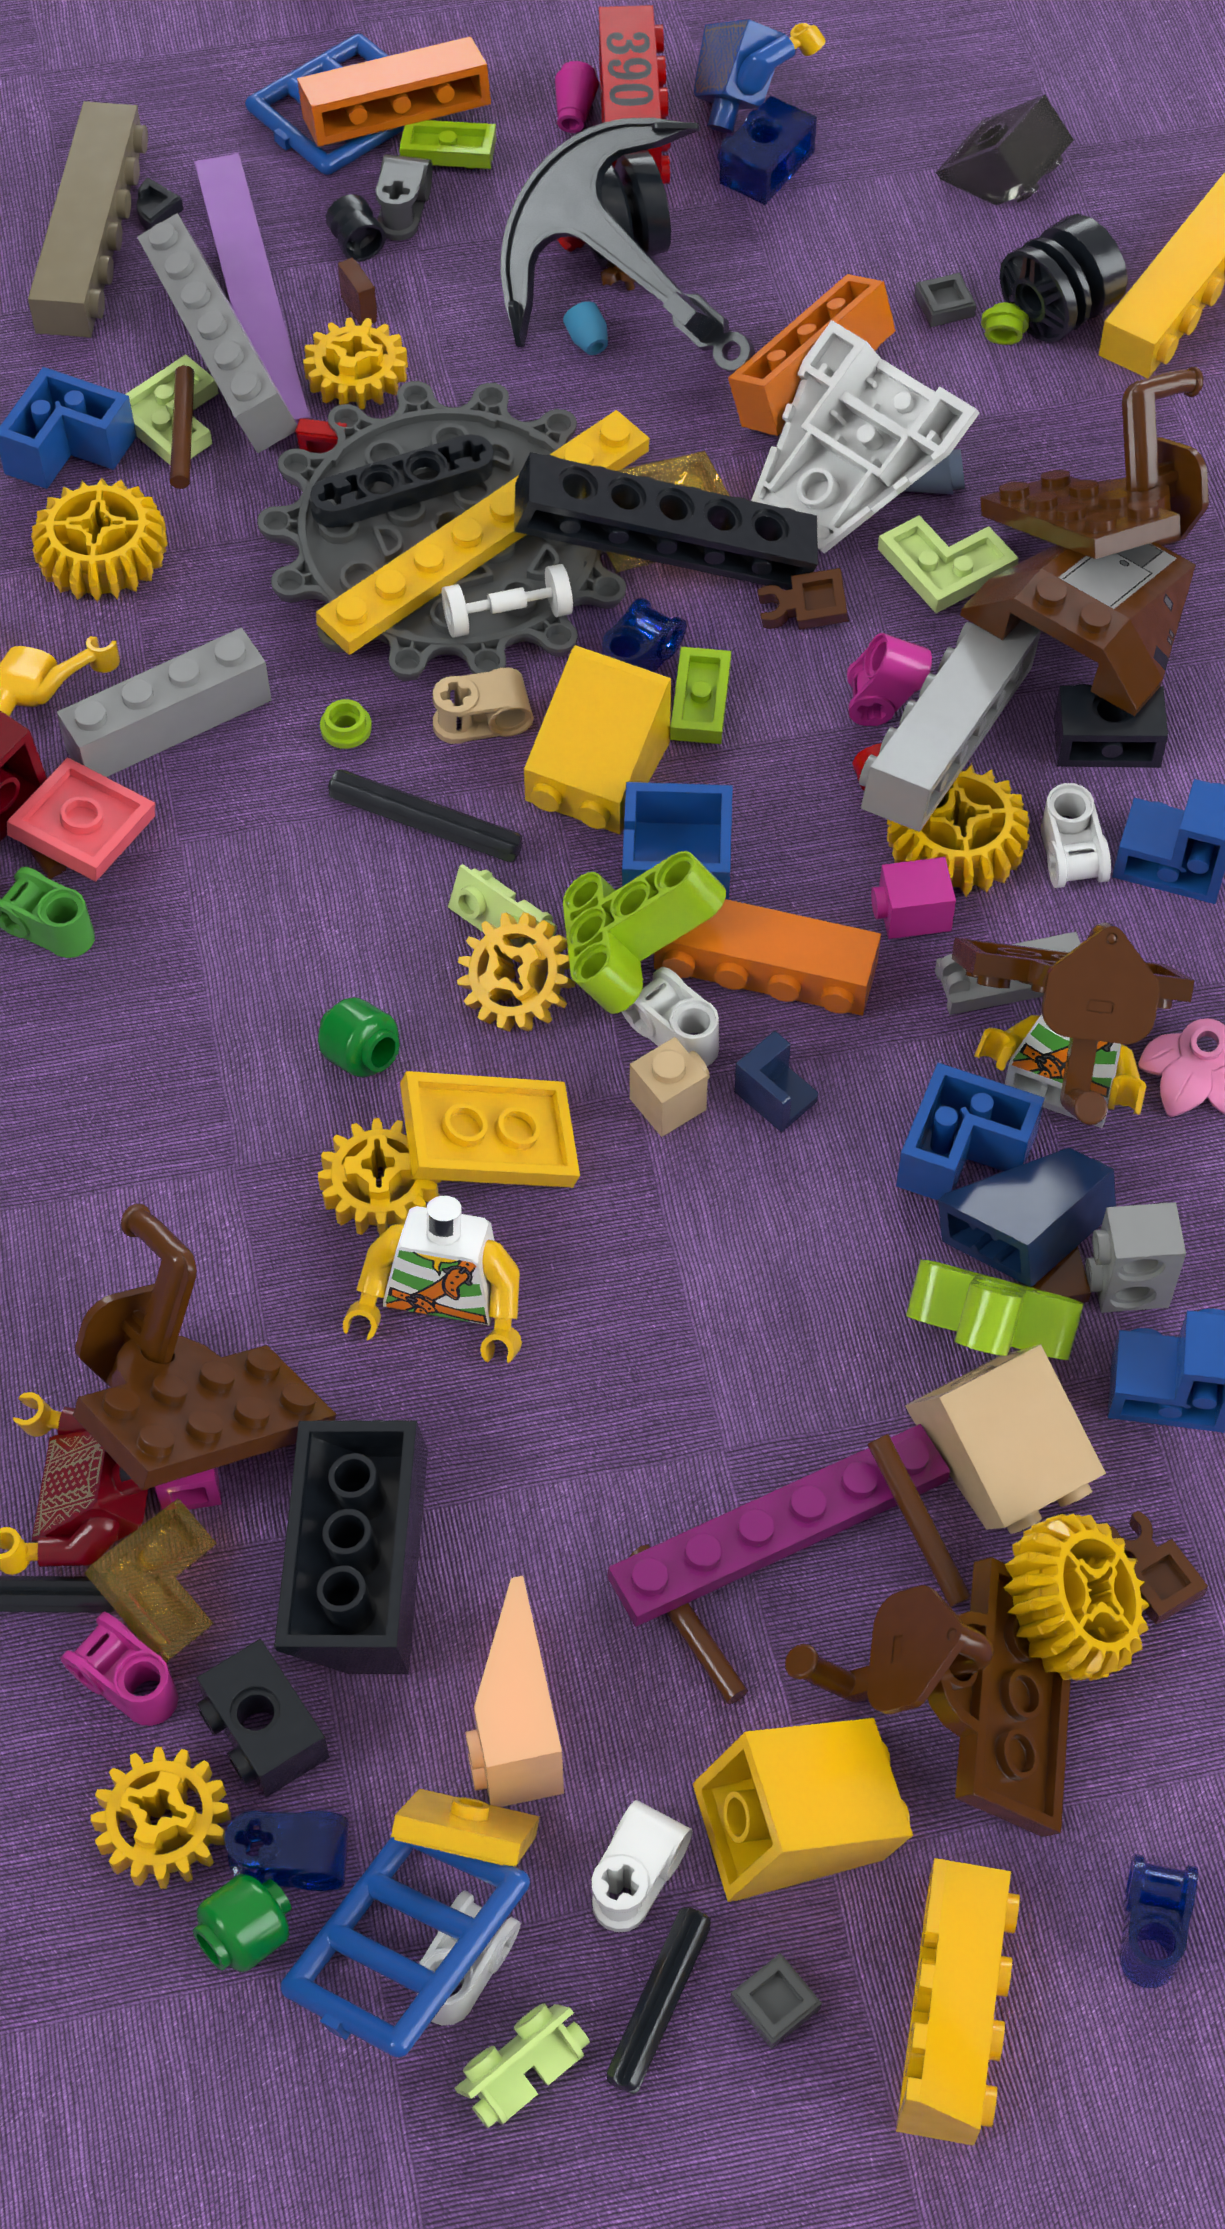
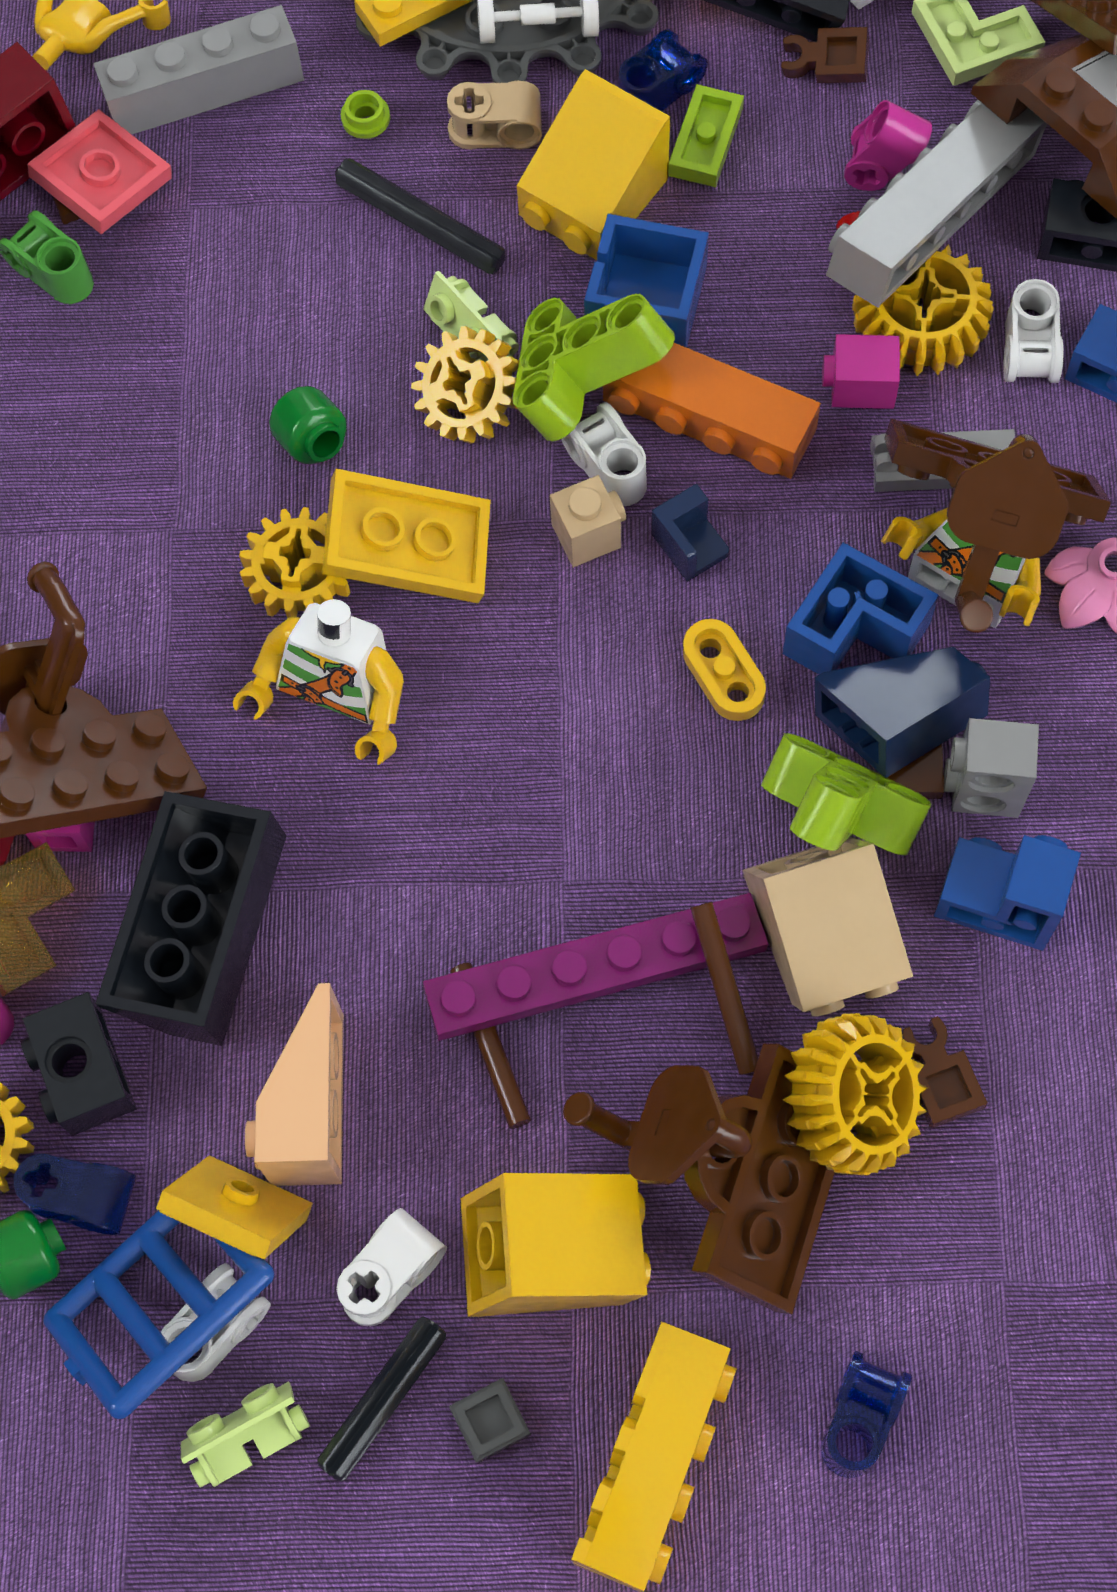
camera: 15 degrees right, 10 degrees up
(844, 1213) = (726, 672): none -> yellow plate

